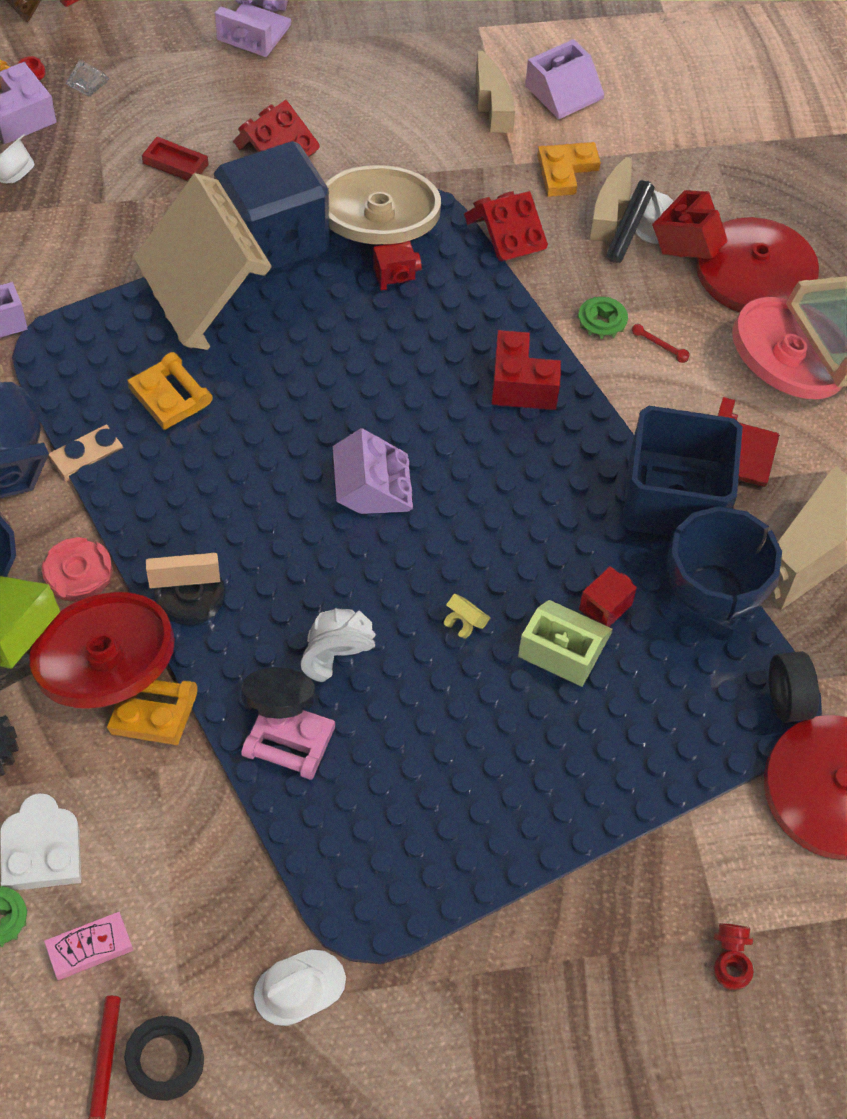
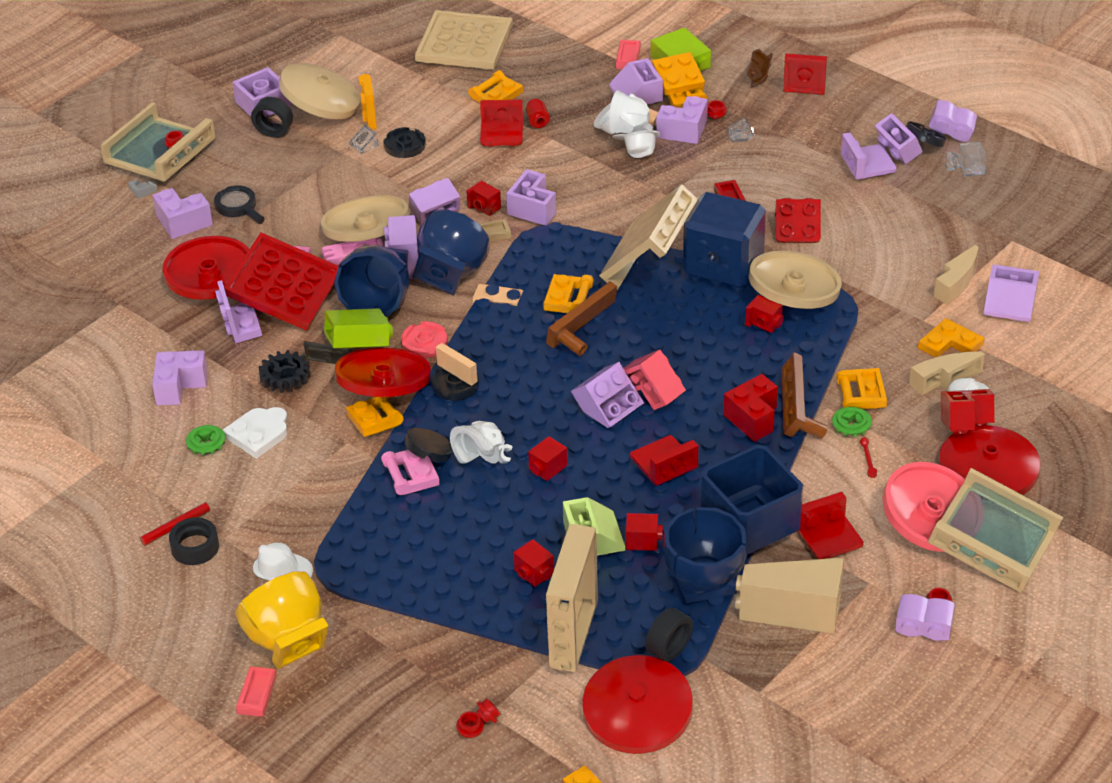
camera: 55 degrees right, 15 degrees down
(88, 946) = (225, 480): bright pink tile -> none
(228, 441) = (563, 329): none -> dark orange piece
(401, 416) = (655, 379): none -> coral brick
(413, 598) = (547, 458): none -> red brick
(445, 1052) = (285, 617): none -> yellow plate
(468, 613) = (562, 484): light yellow tile -> none
(511, 224) = (861, 341): red bracket -> none
(516, 499) = (666, 459): none -> red bracket
(545, 335) = (793, 401): none -> dark orange piece
(563, 729) = (533, 563): none -> red brick
(572, 269) = (869, 387): none -> light orange plate
(630, 221) = (935, 384): black axle -> none
(682, 674) = (576, 582): none -> tan window

